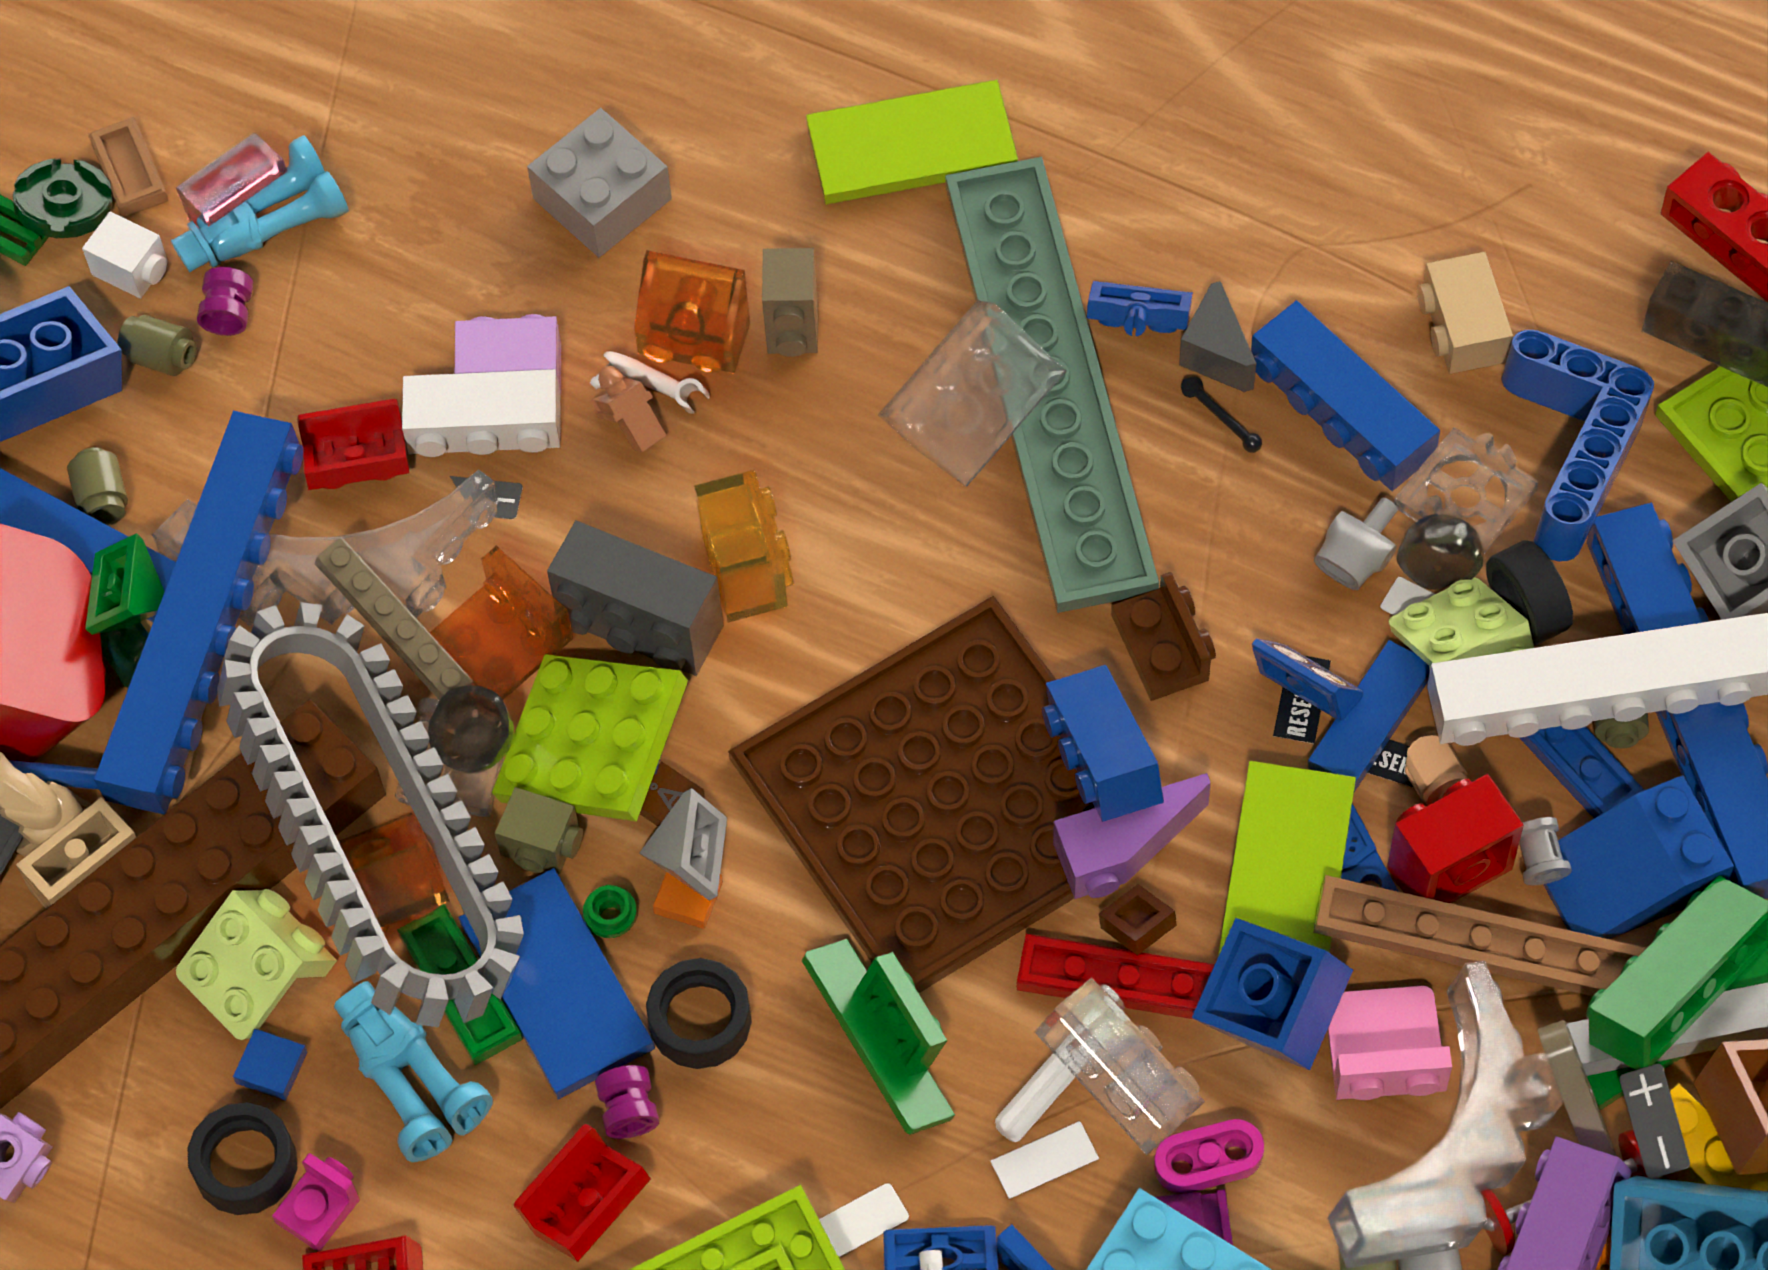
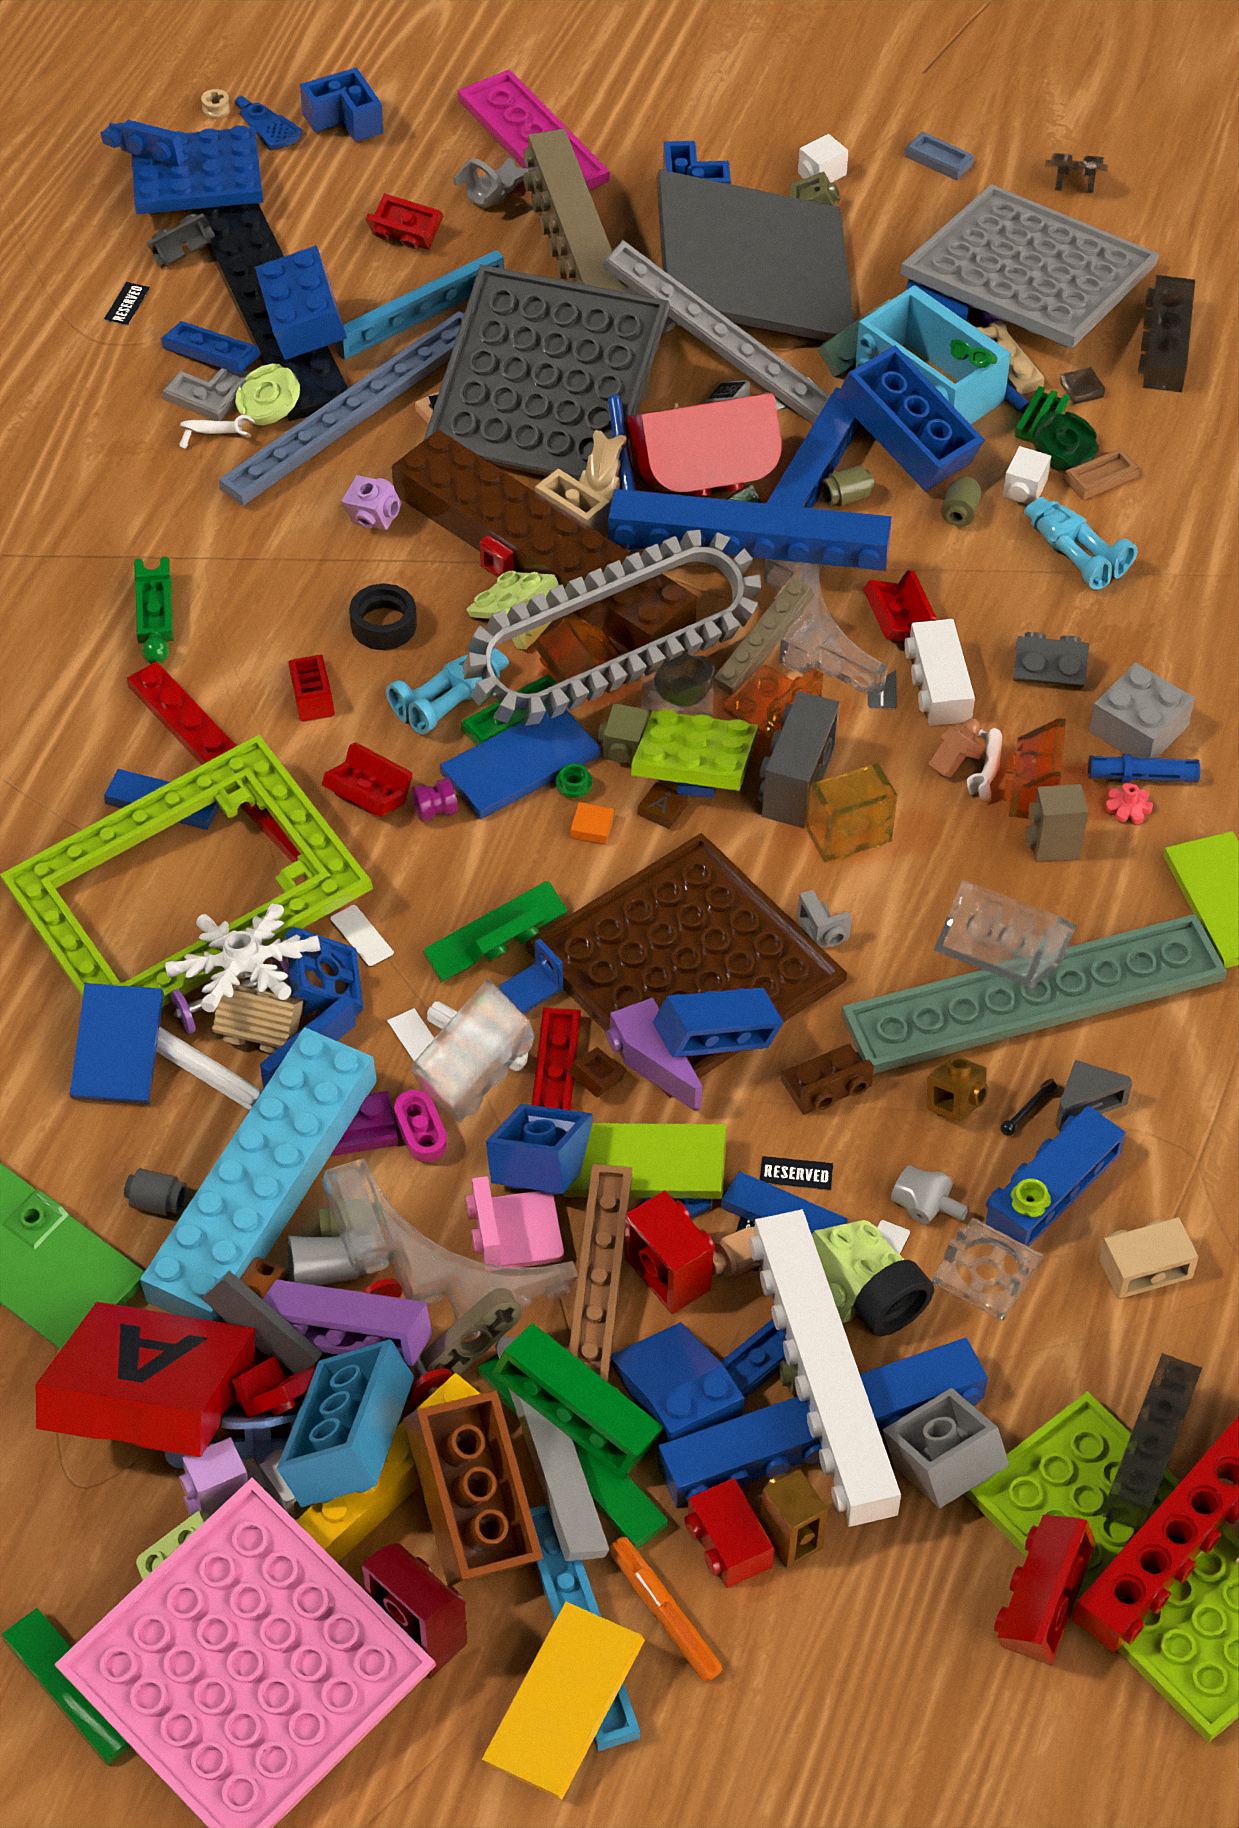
camera: 80 degrees right, 10 degrees down
(122, 587) = (758, 487): green slope -> none
(154, 983) = (495, 556): none -> red tile
(224, 302) = (1001, 530): magenta wheel -> none
(230, 180) = (1091, 513): clear pink panel -> none
(270, 1064) = (450, 625): blue tile -> none
(318, 1202) = (357, 658): dark pink bracket -> none
(476, 274) = (1051, 660): none -> dark grey bracket
(508, 345) = (992, 681): lavender brick -> none
(684, 215) = (1136, 768): none -> blue pin
(690, 844) = (622, 814): light grey slope -> none
(695, 974) = (507, 854): black tyre -> none
(737, 227) = (1128, 803): none -> coral plant
(904, 620) = (819, 924): none -> light grey bracket
(975, 989) = (536, 982): none -> blue bracket
(1139, 307) = (1107, 1037): blue plate -> none
(1206, 482) = (956, 1088): none -> pearl gold brick
(1306, 678) = (806, 1162): blue slope -> none
(1404, 402) = (1034, 1190): none -> lime plate
(1432, 551) = (927, 1239): clear smoke helmet -> none
(1542, 852) = (663, 1311): light grey bush -> none
(1593, 389) = (1033, 1330): blue beam -> none
(1654, 1121) = (451, 1378): dark grey sticker -> none

